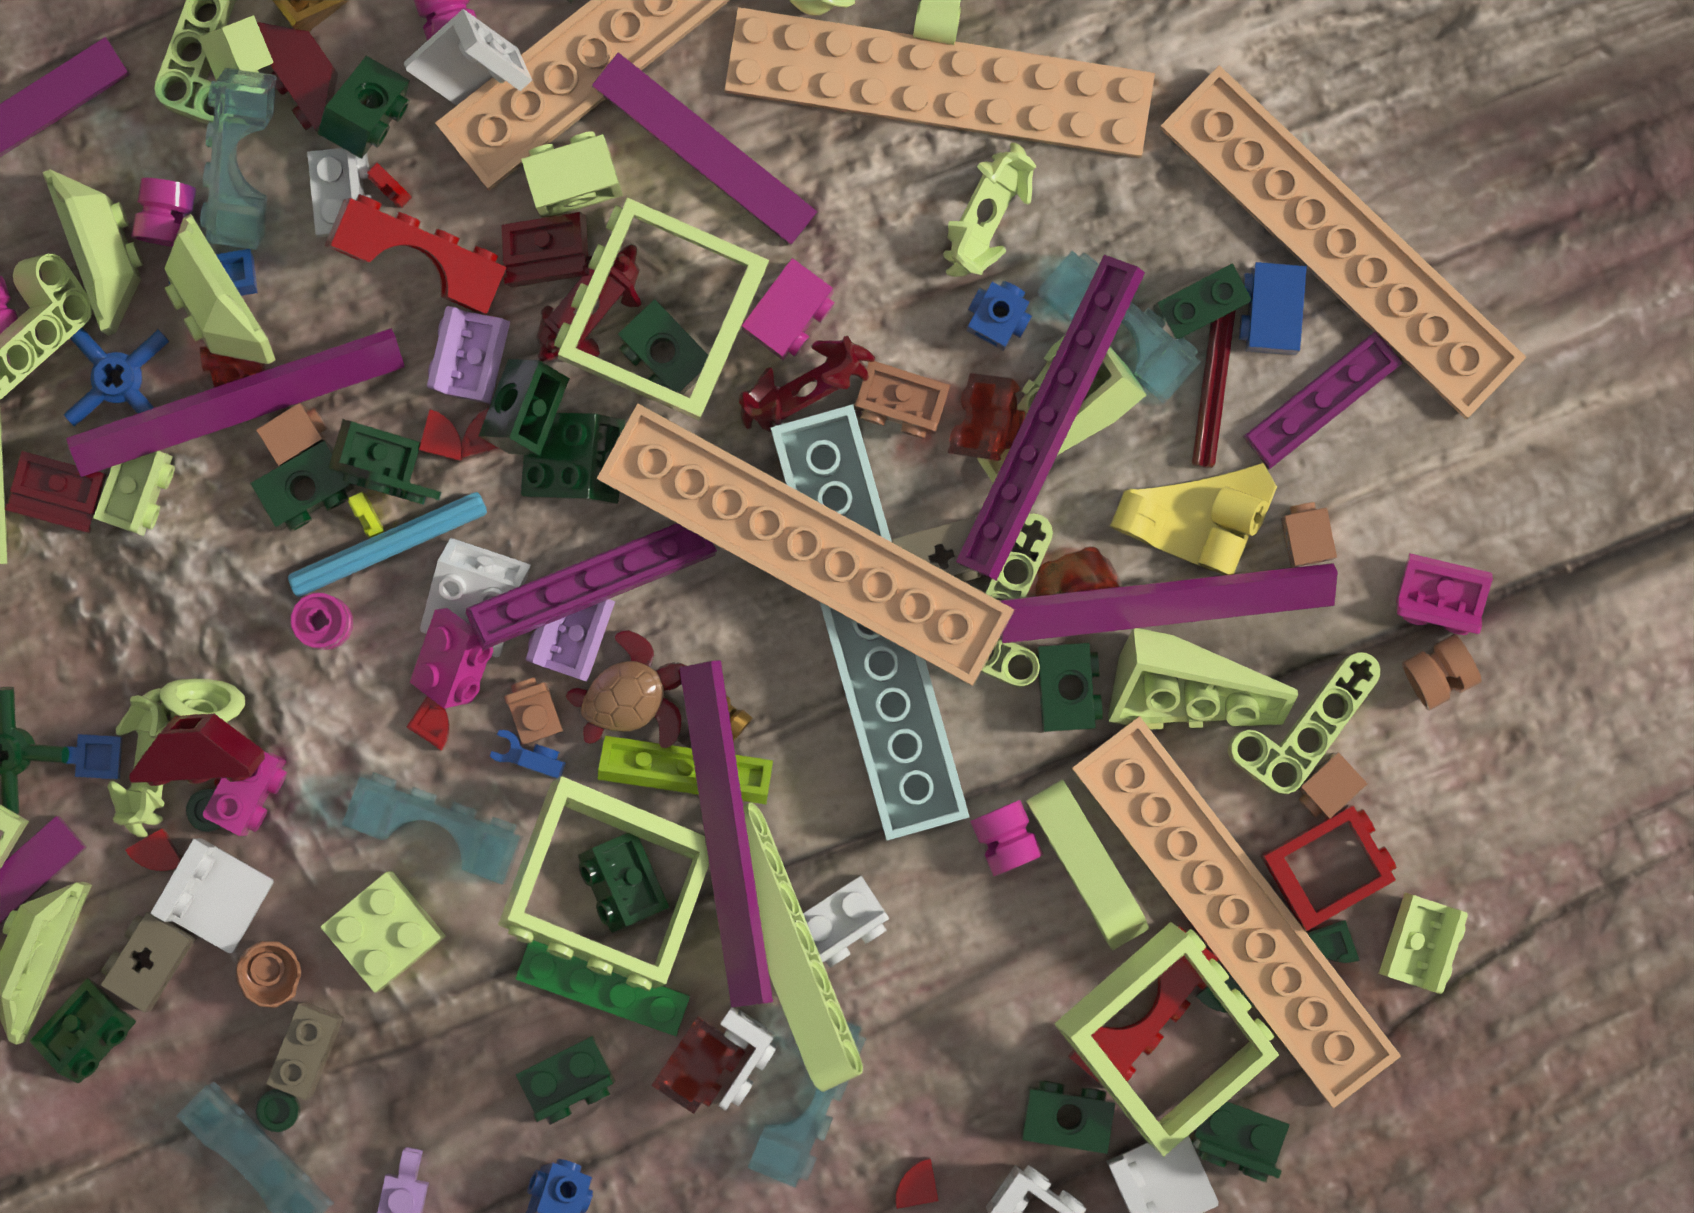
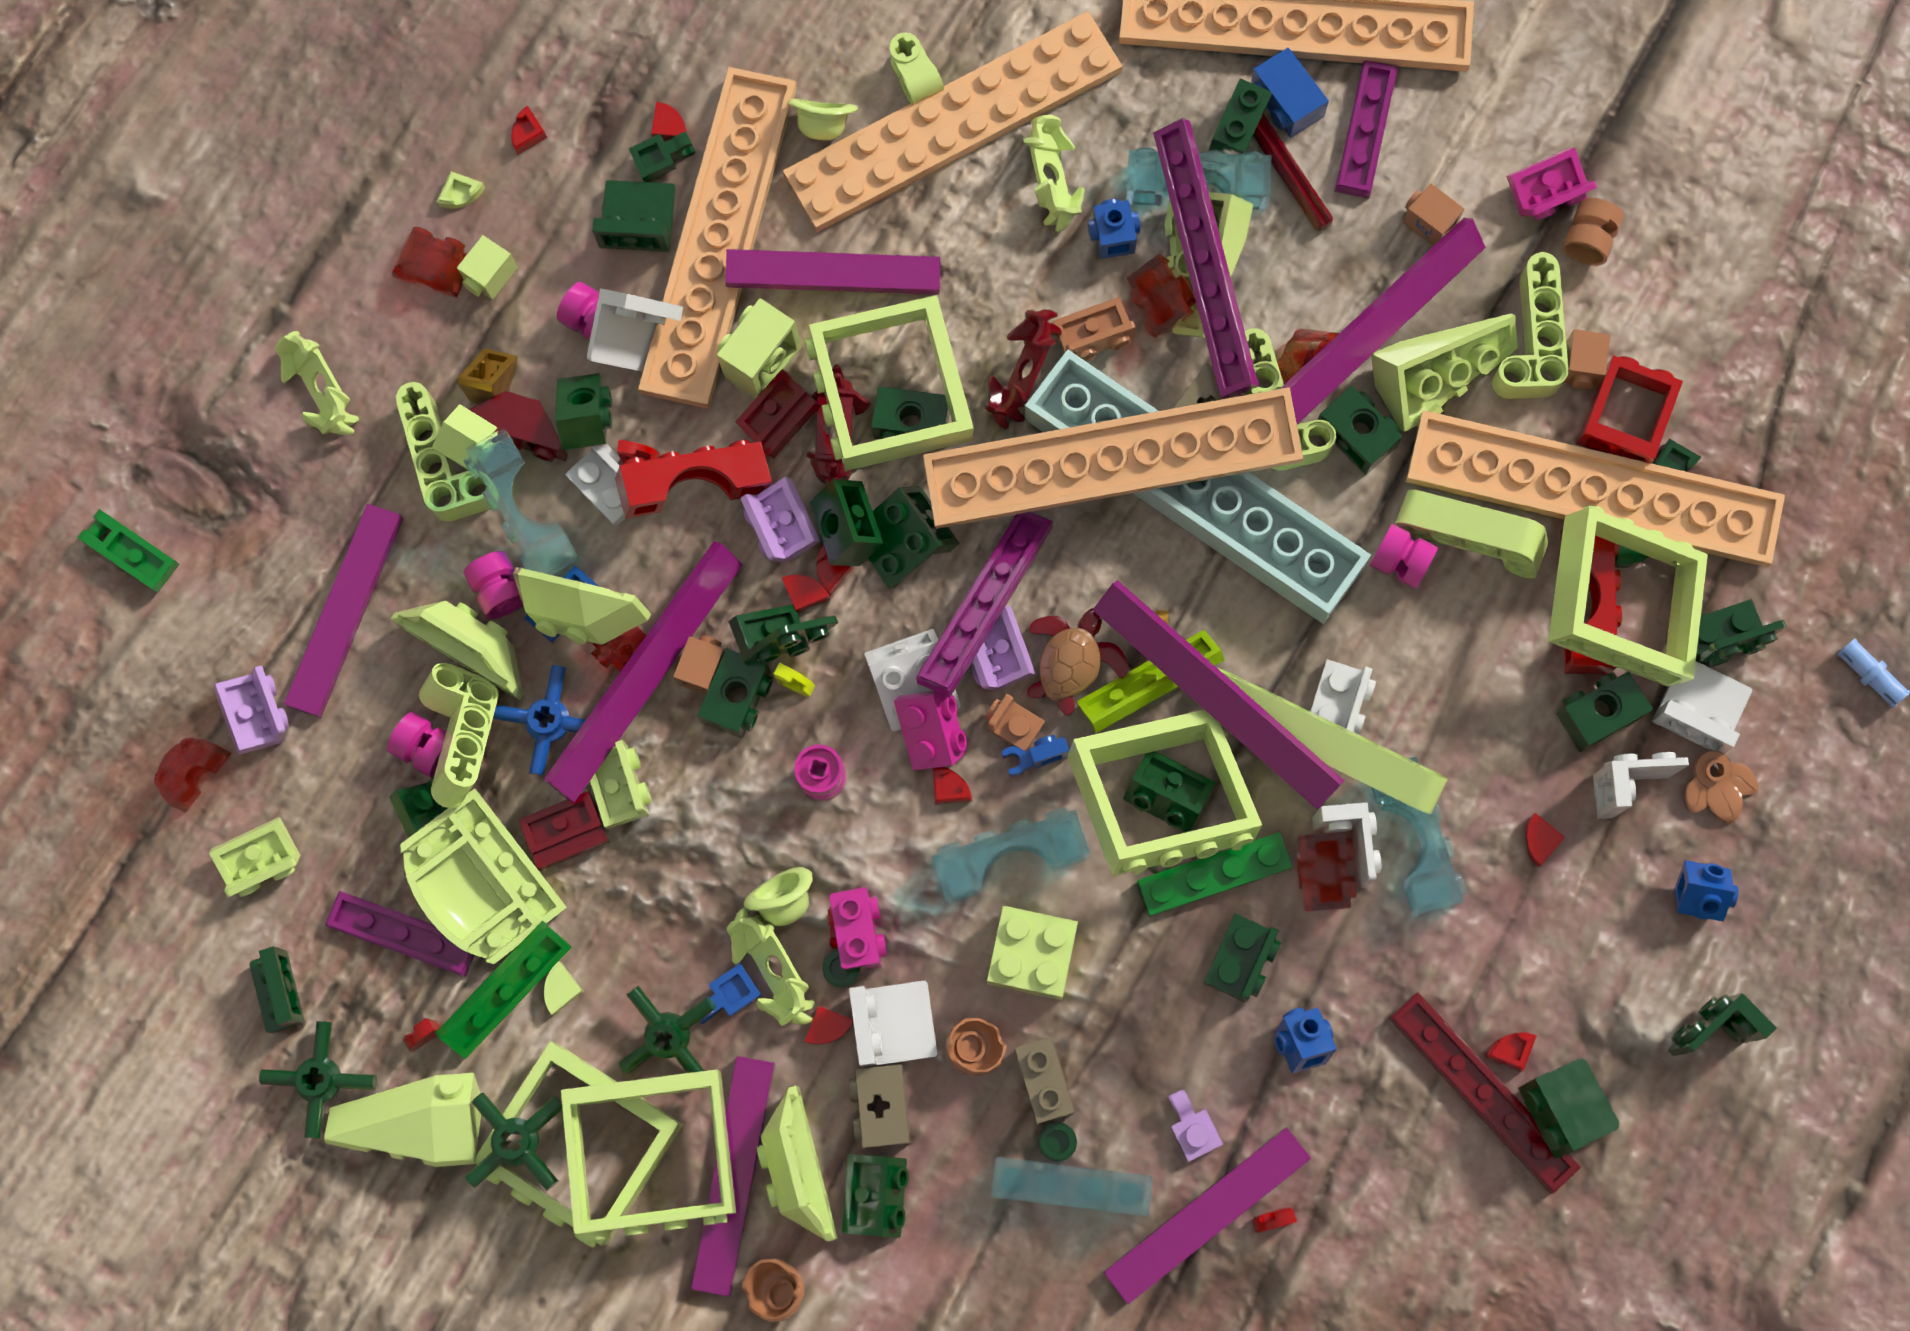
camera: 35 degrees left, 10 degrees down
(197, 751) = (804, 922): dark red slope -> none
(387, 544) = (823, 690): medium azure axle -> none
(789, 310) = (972, 330): dark pink brick -> none
(1200, 519) = (1354, 260): light yellow panel -> none
(1423, 943) = (1735, 411): yellowish green bracket -> none

